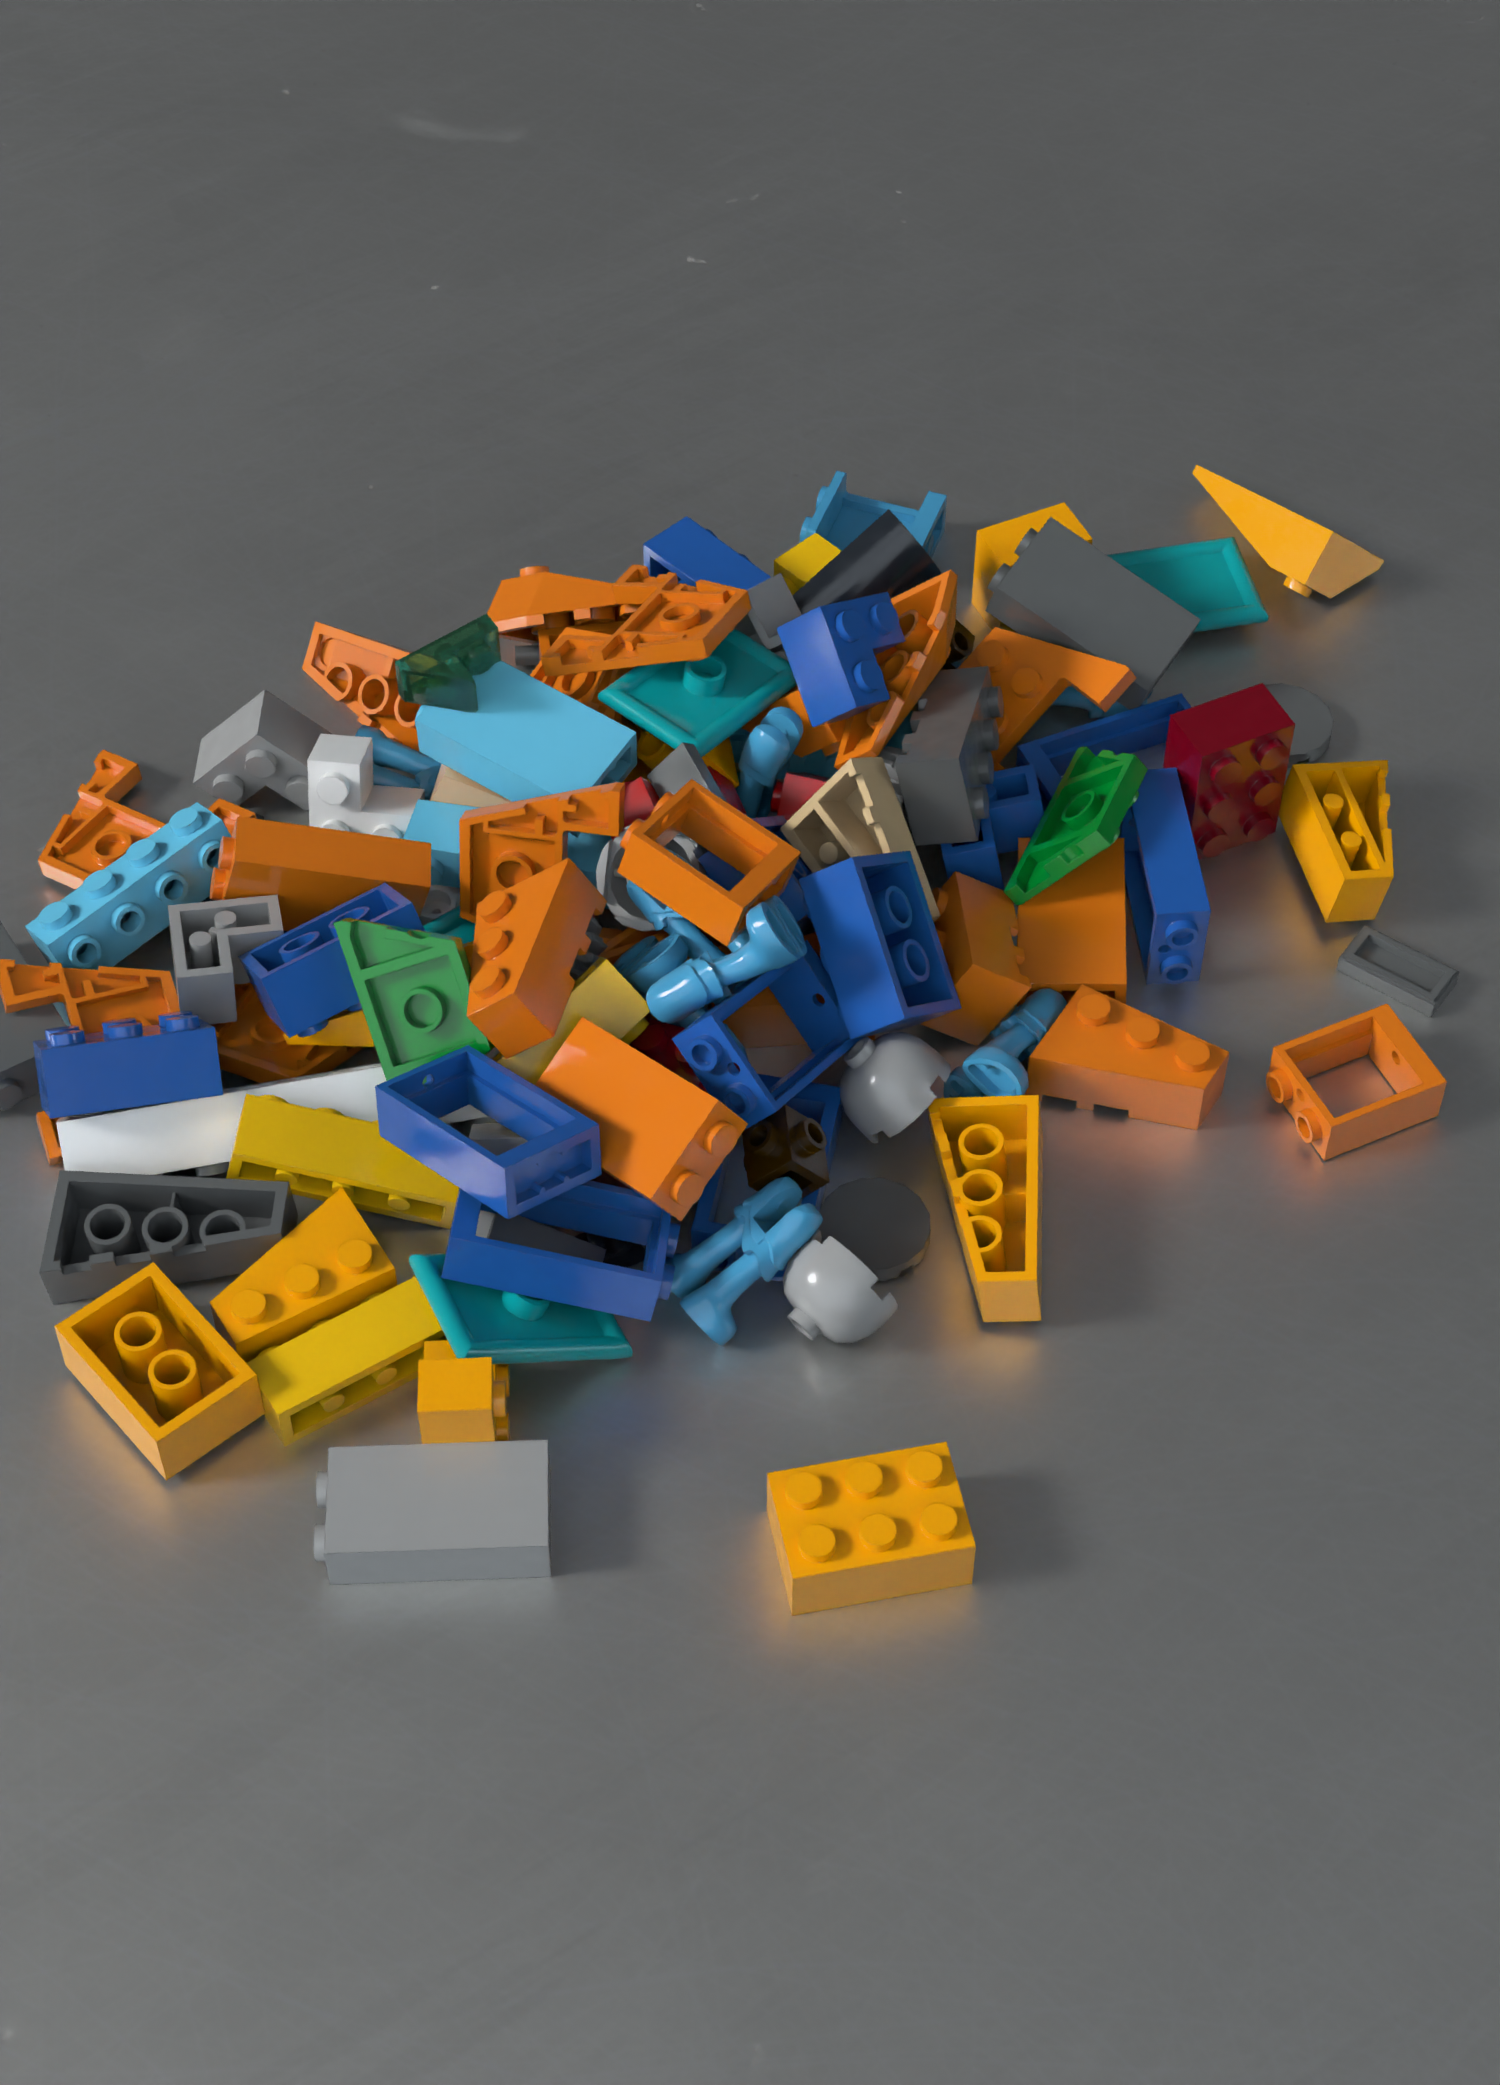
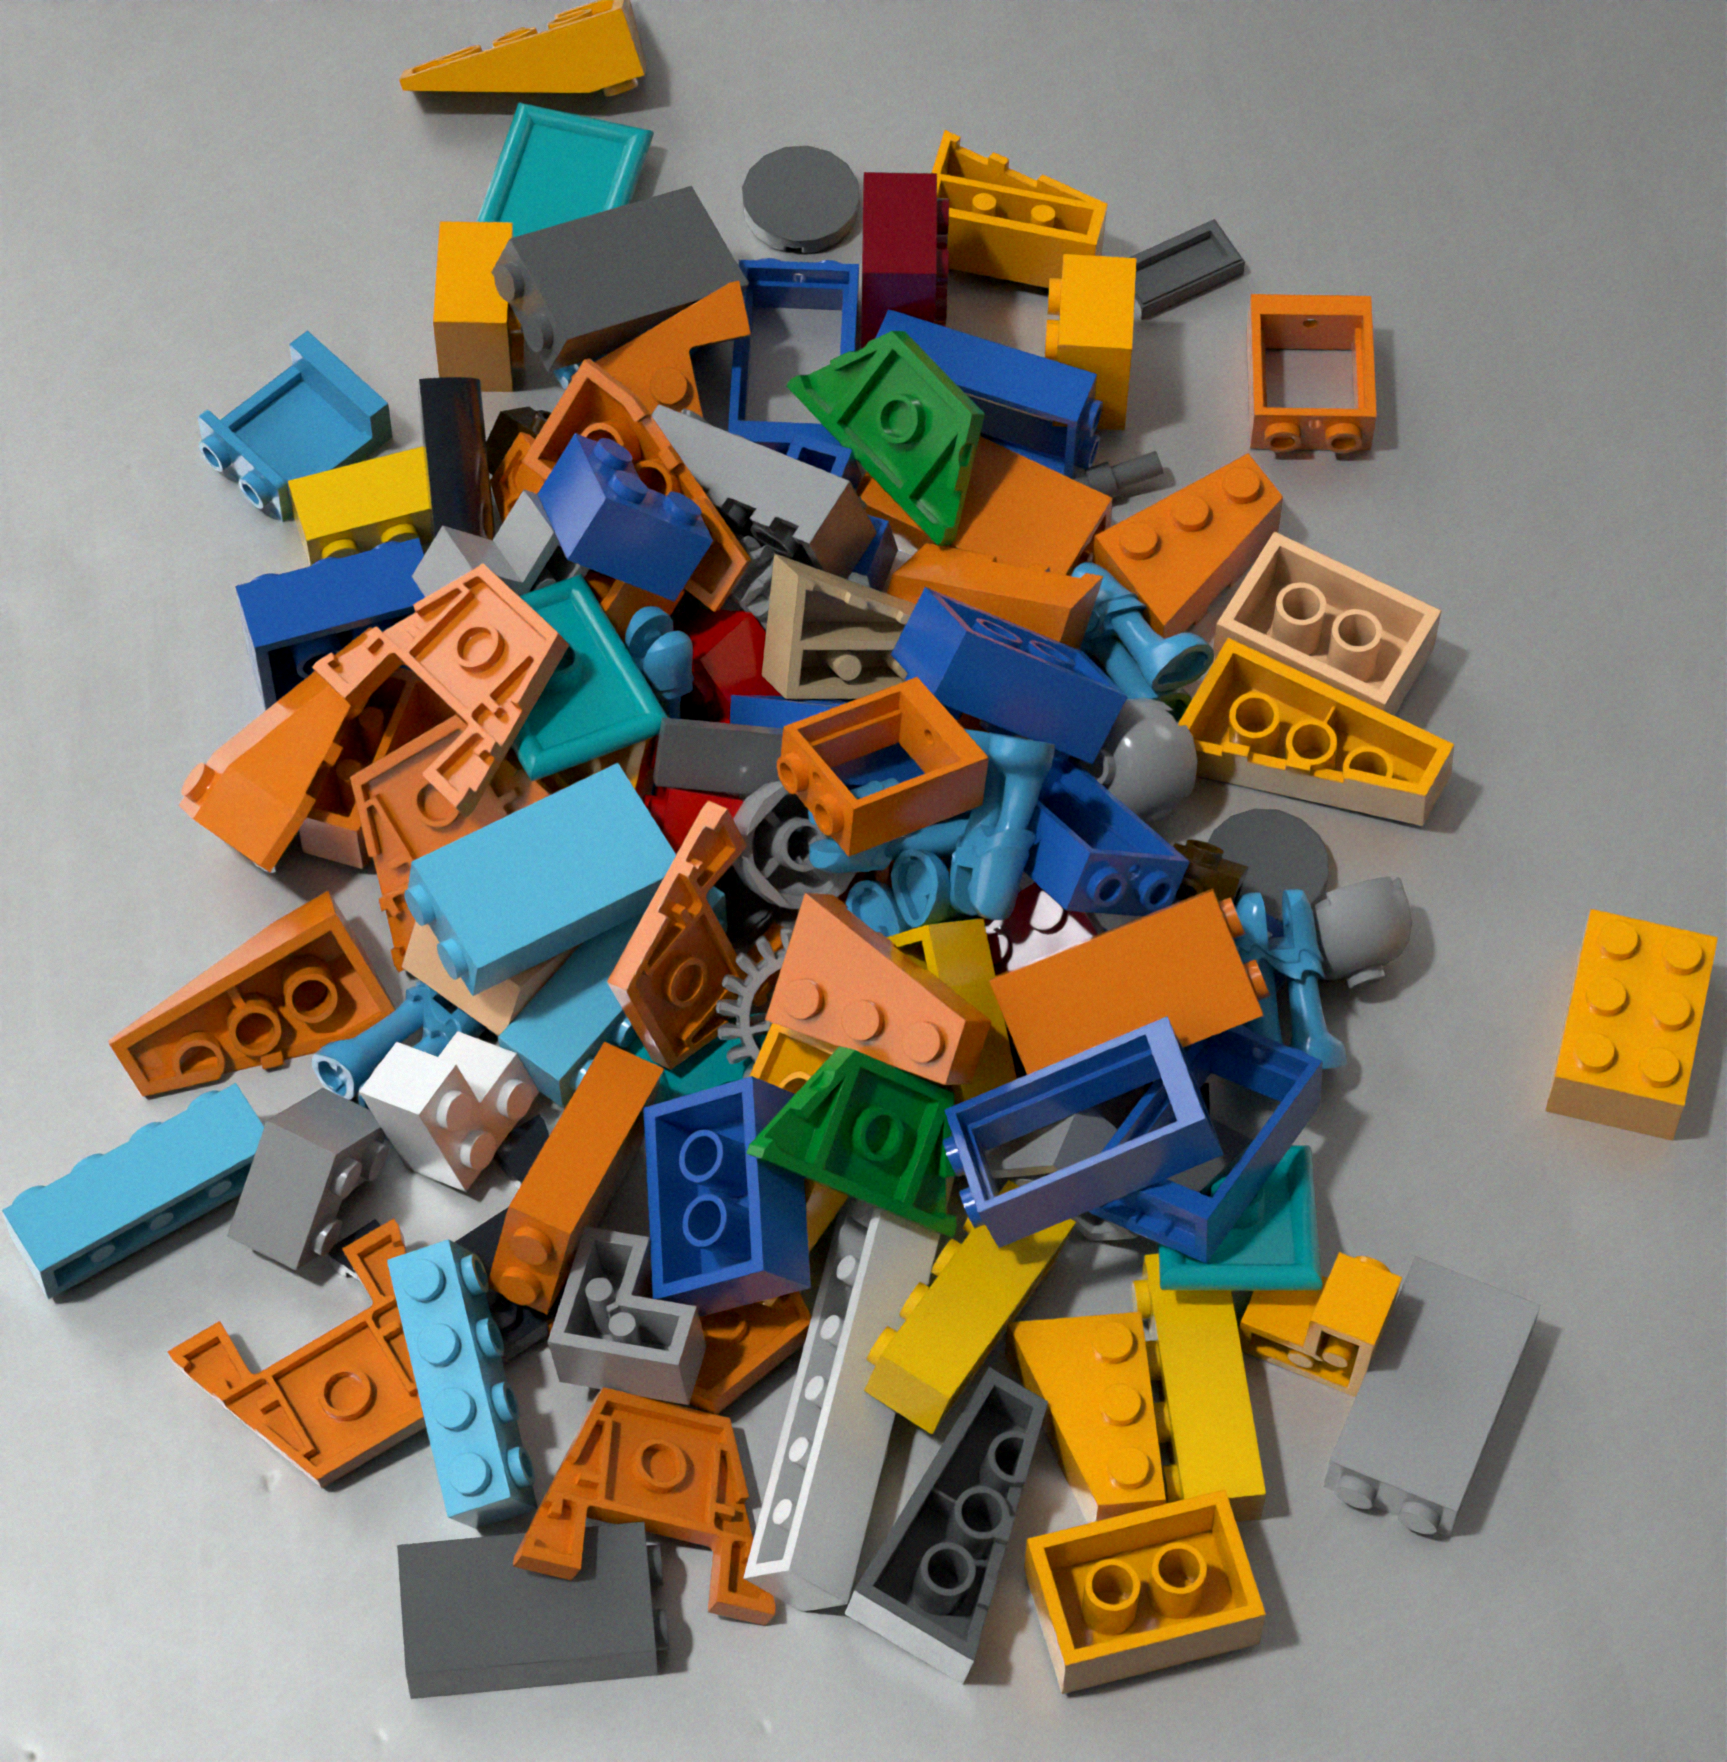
camera: 65 degrees left, 10 degrees up
(127, 1065) = (752, 1470): blue brick -> none
(199, 672) = (136, 1191): none -> medium azure brick
(444, 669) = (453, 903): clear green slope -> none
(1102, 1176) = (1331, 623): none -> light nougat brick
(1164, 996) = (1111, 479): none -> dark grey bar
(1266, 919) = (1095, 327): none -> light orange brick

